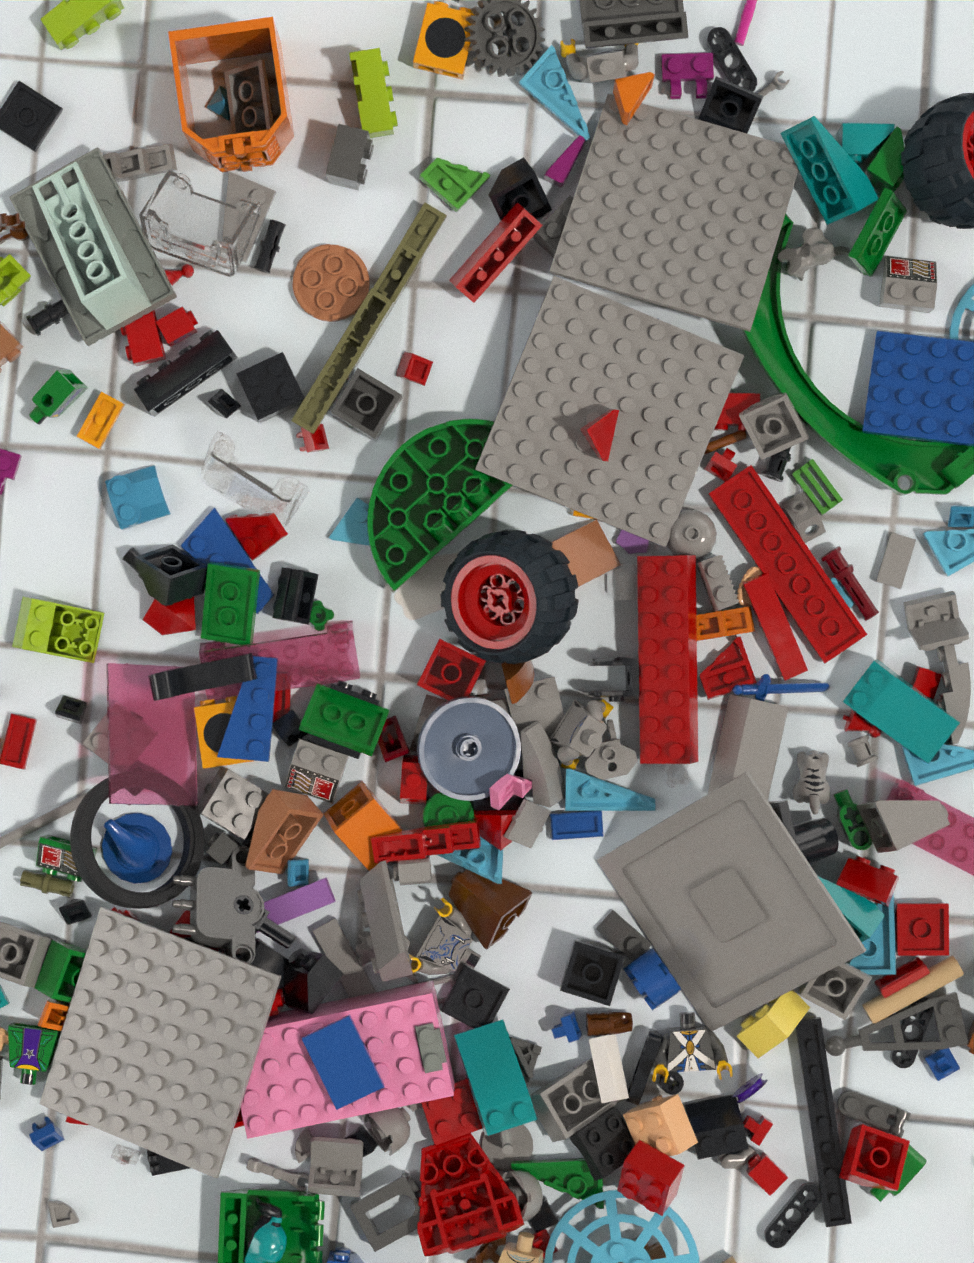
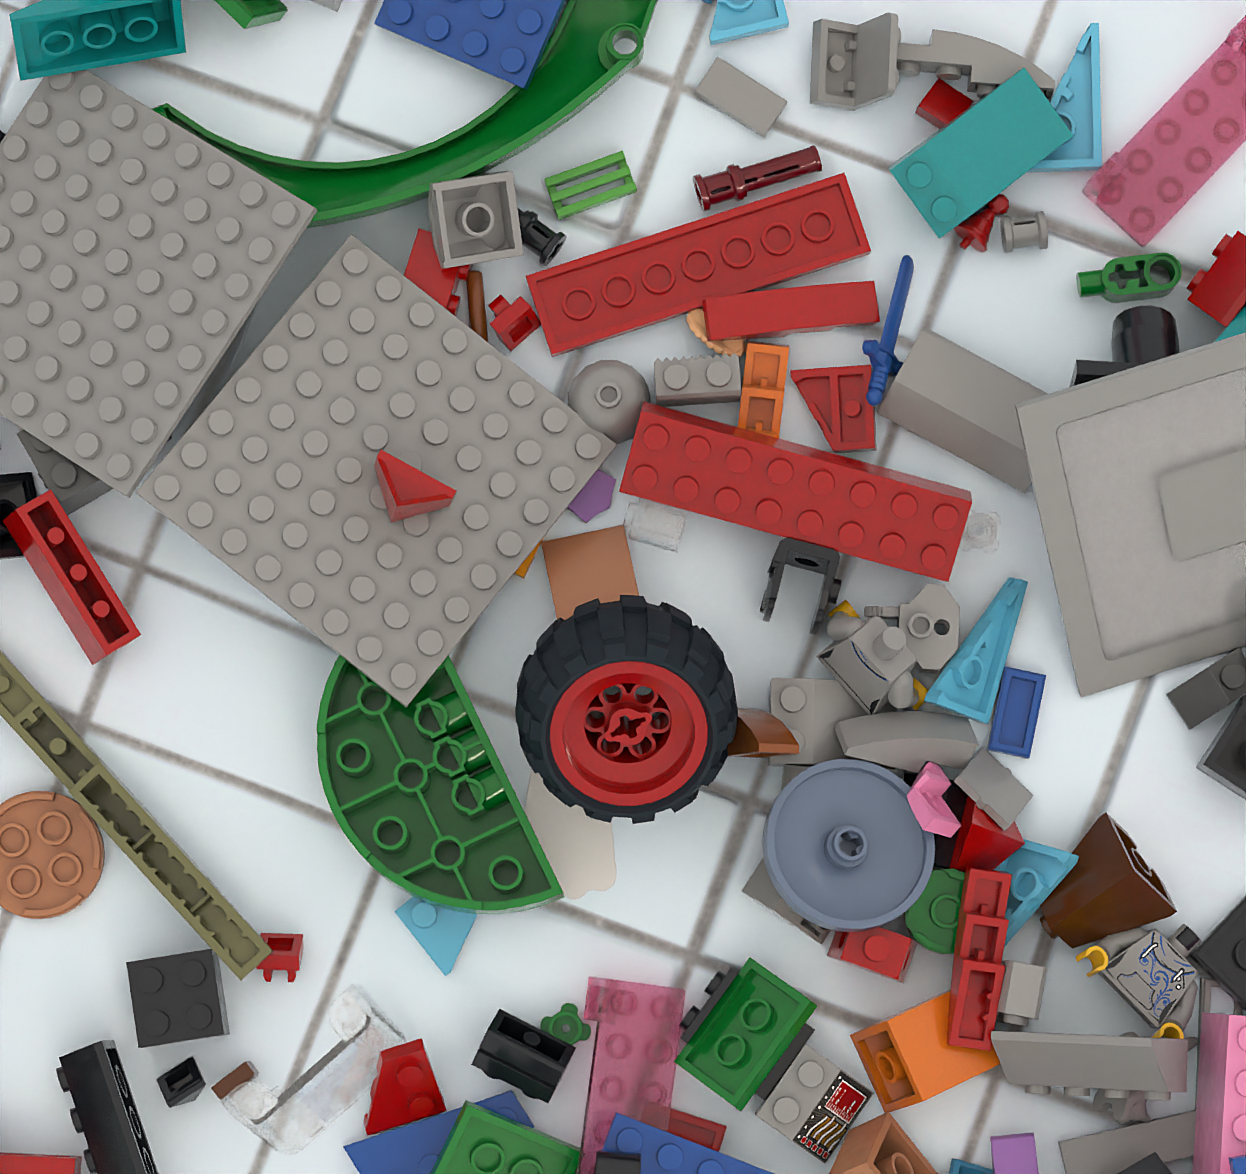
camera: 75 degrees left, 5 degrees down
(177, 326) = (33, 1121): red brick -> none
(235, 435) = (244, 1073): none -> reddish brown tile
(288, 728) = (732, 1127): black slope -> none
(366, 404) = (251, 852): dark grey brick -> none
(392, 740) = (800, 966): dark red slope -> none
(414, 368) = (216, 761): red slope -> none
(451, 671) = (717, 840): red brick -> none
(804, 515) = (629, 217): light grey bracket -> none
(812, 783) = (1055, 324): light grey animal -> none
(813, 252) = (223, 86): light grey animal -> none
(840, 589) = (756, 195): medium azure piece -> none
(901, 822) = (1159, 199): light grey slope -> none

